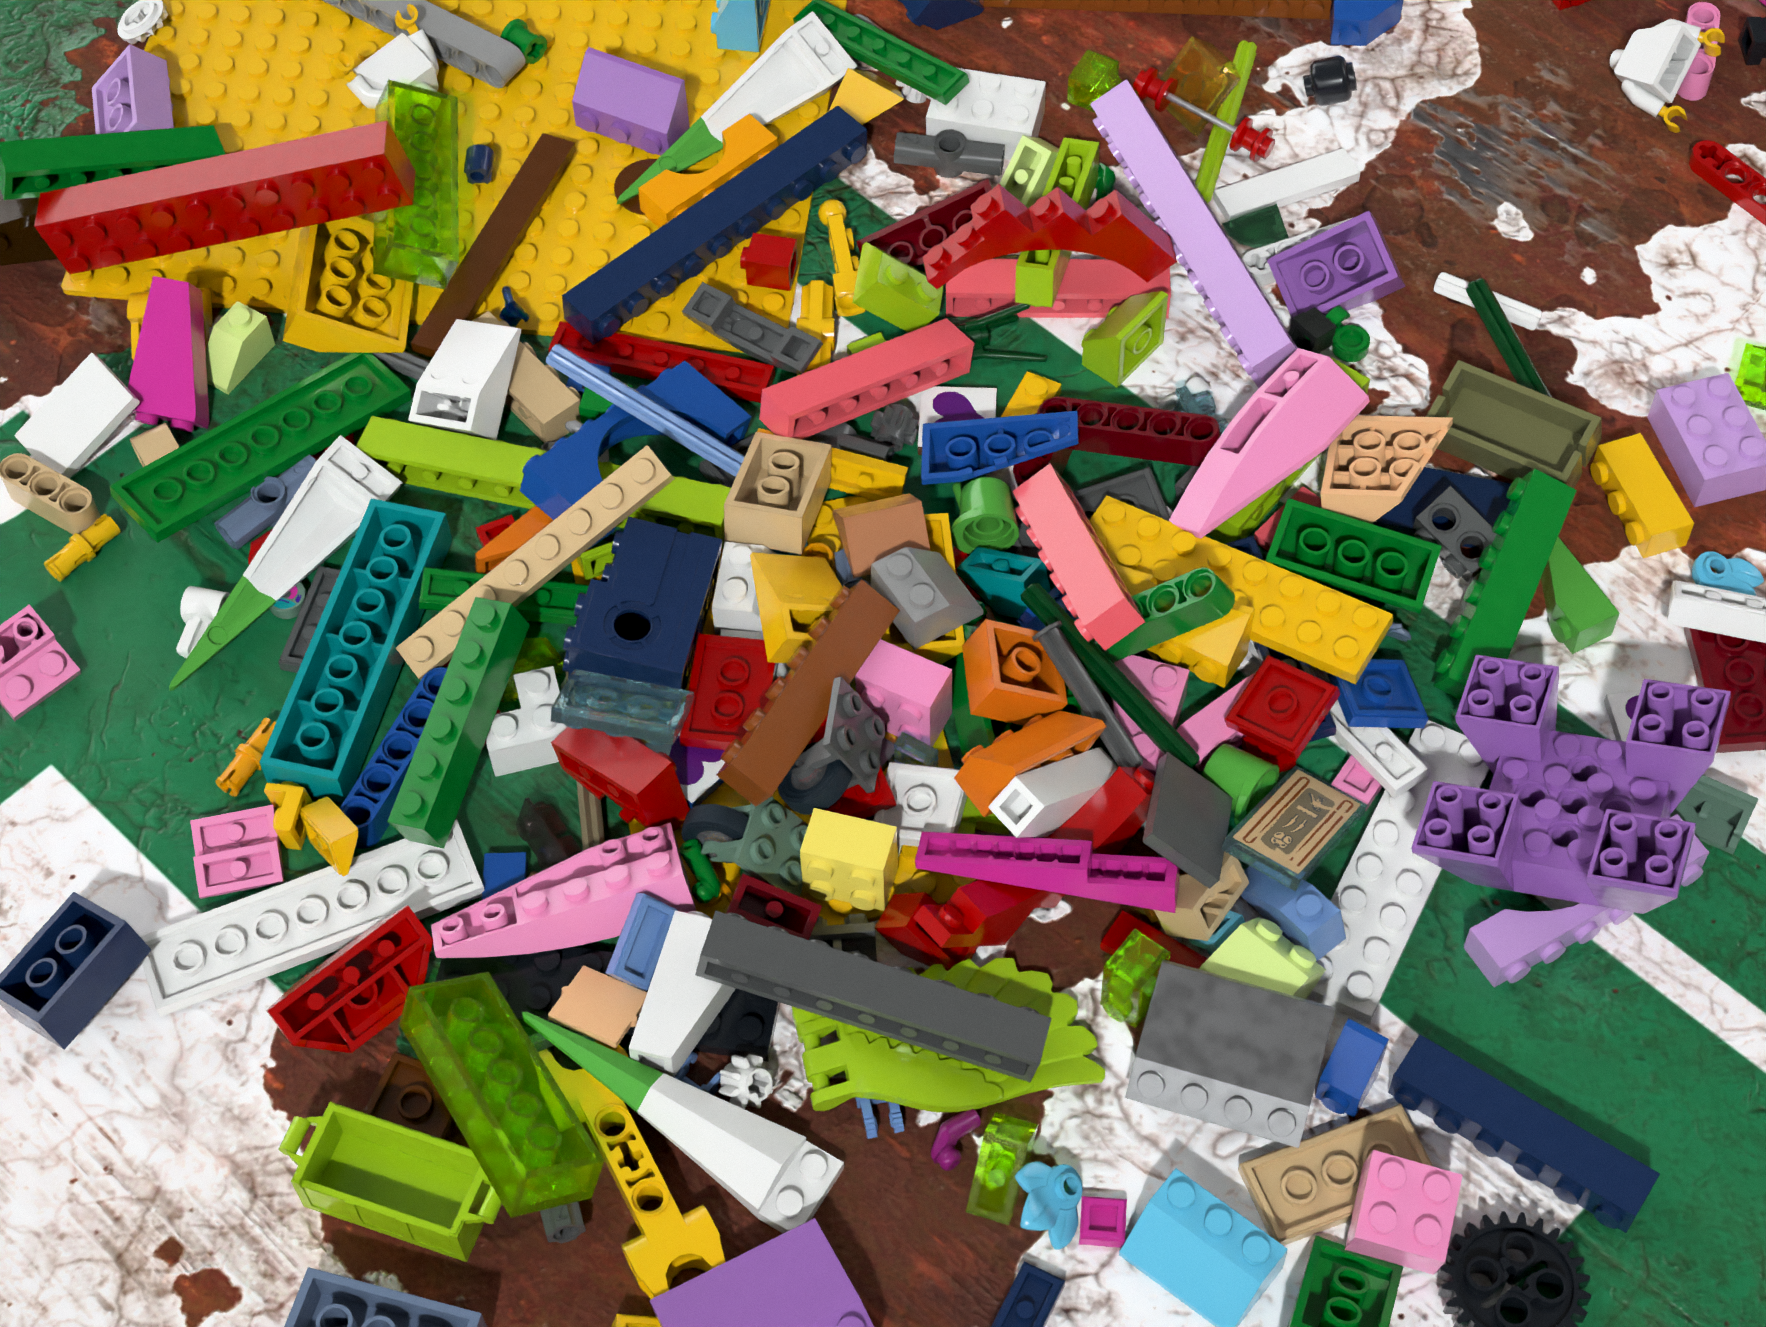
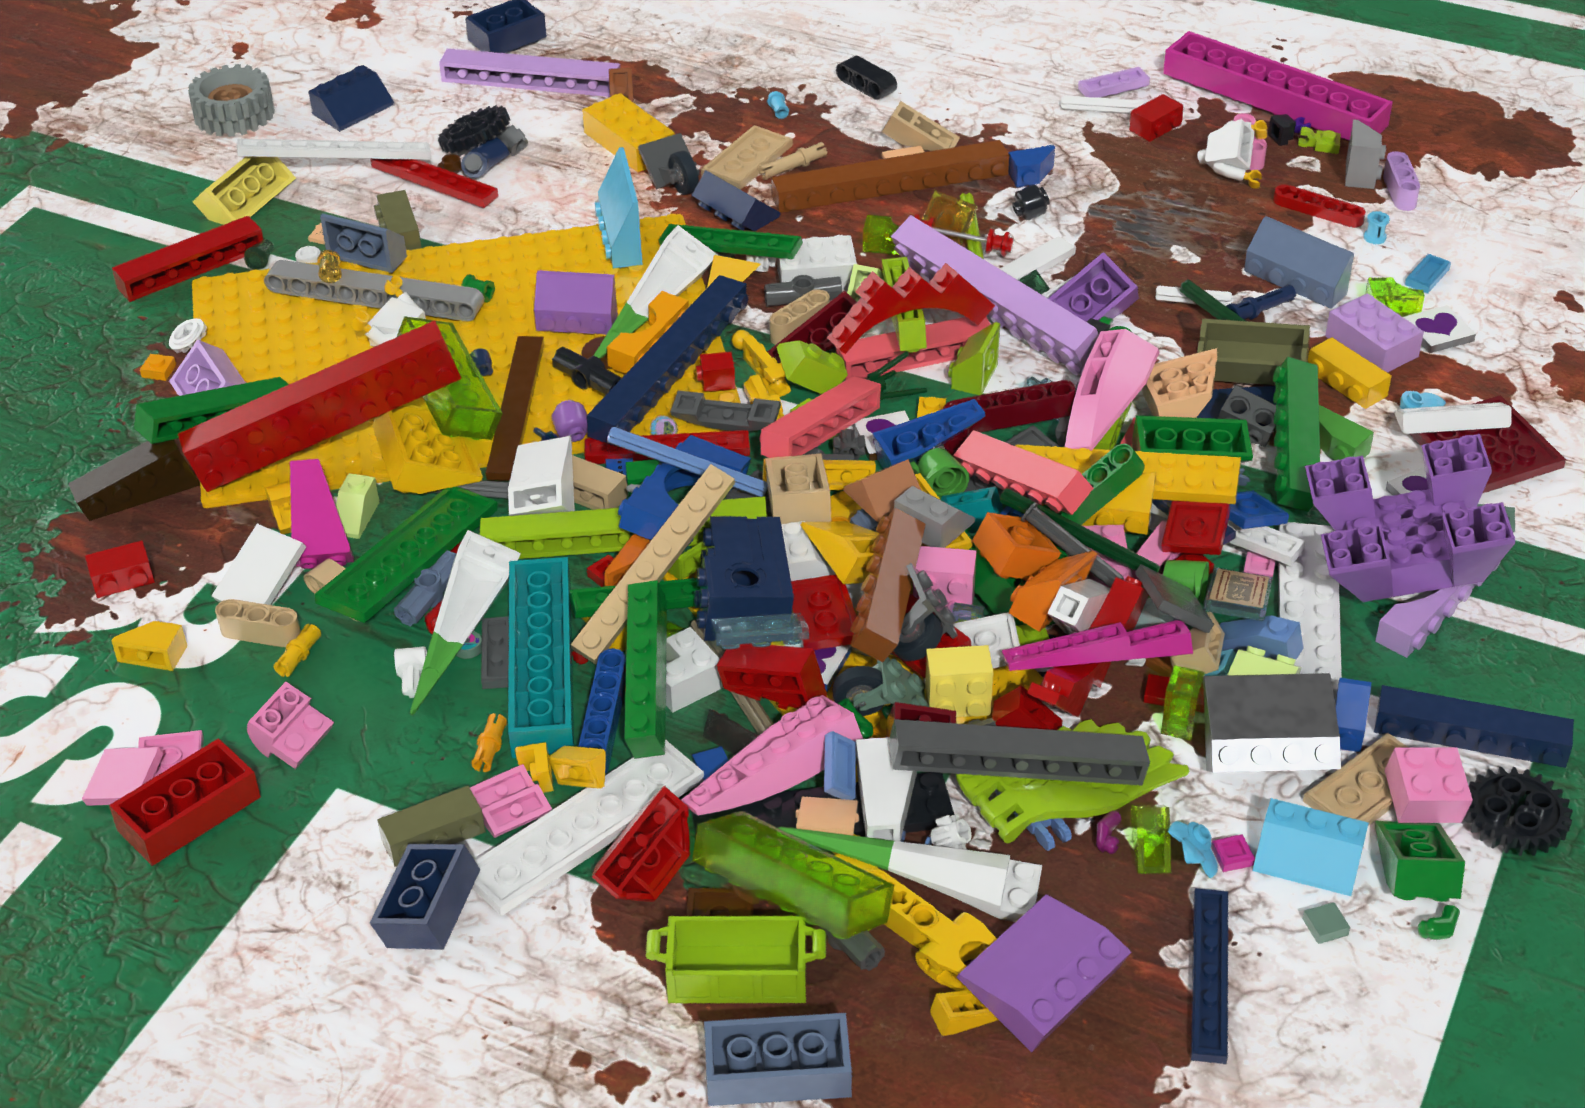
camera: 20 degrees left, 15 degrees down
(92, 58) = (158, 367): none -> light orange plate
(128, 861) = (435, 821): none -> olive brick
(545, 290) = (570, 420): none -> medium lavender head
(603, 215) = (584, 371): none -> black piece
(668, 329) = (663, 425): none -> clear light blue tile
(922, 190) = (796, 313): none -> tan beam
(1560, 343) = (1251, 307): none -> dark blue pin
(1659, 291) = (1300, 260): none -> sand blue slope

